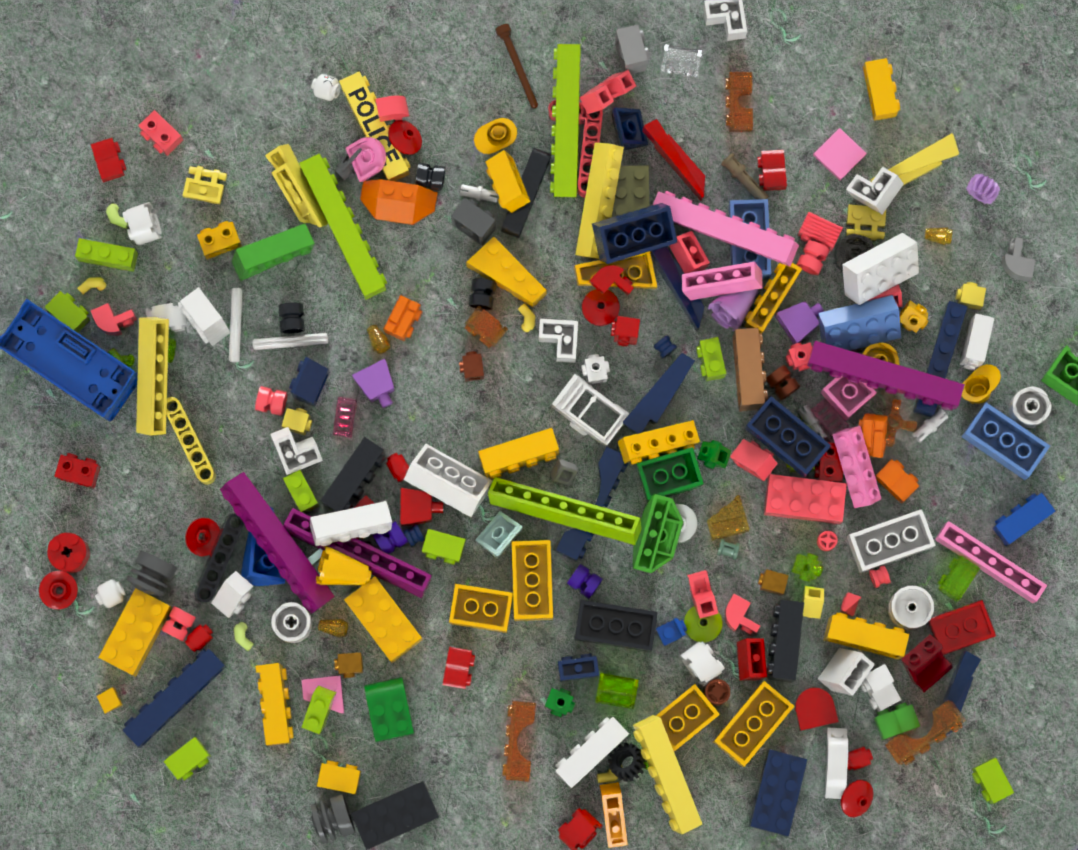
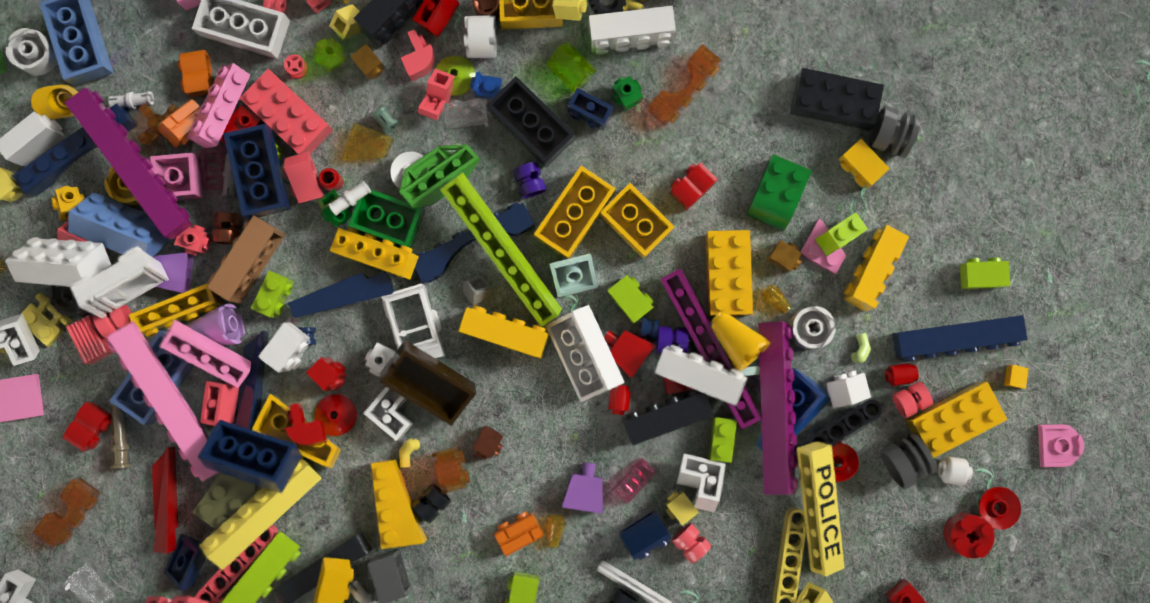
camera: 140 degrees left, 5 degrees up
(42, 671) = (1059, 445): none -> bright pink tile
(194, 492) = (820, 508): none -> light yellow brick
(547, 375) = (427, 383): none -> dark brown piece
(668, 596) = (466, 114): none -> clear brick
(670, 326) = (285, 348): none -> white brick
(705, 467) = (349, 198): none -> white pin
(733, 467) = (327, 175): none -> red brick
(821, 285) = (119, 283): none -> white piece

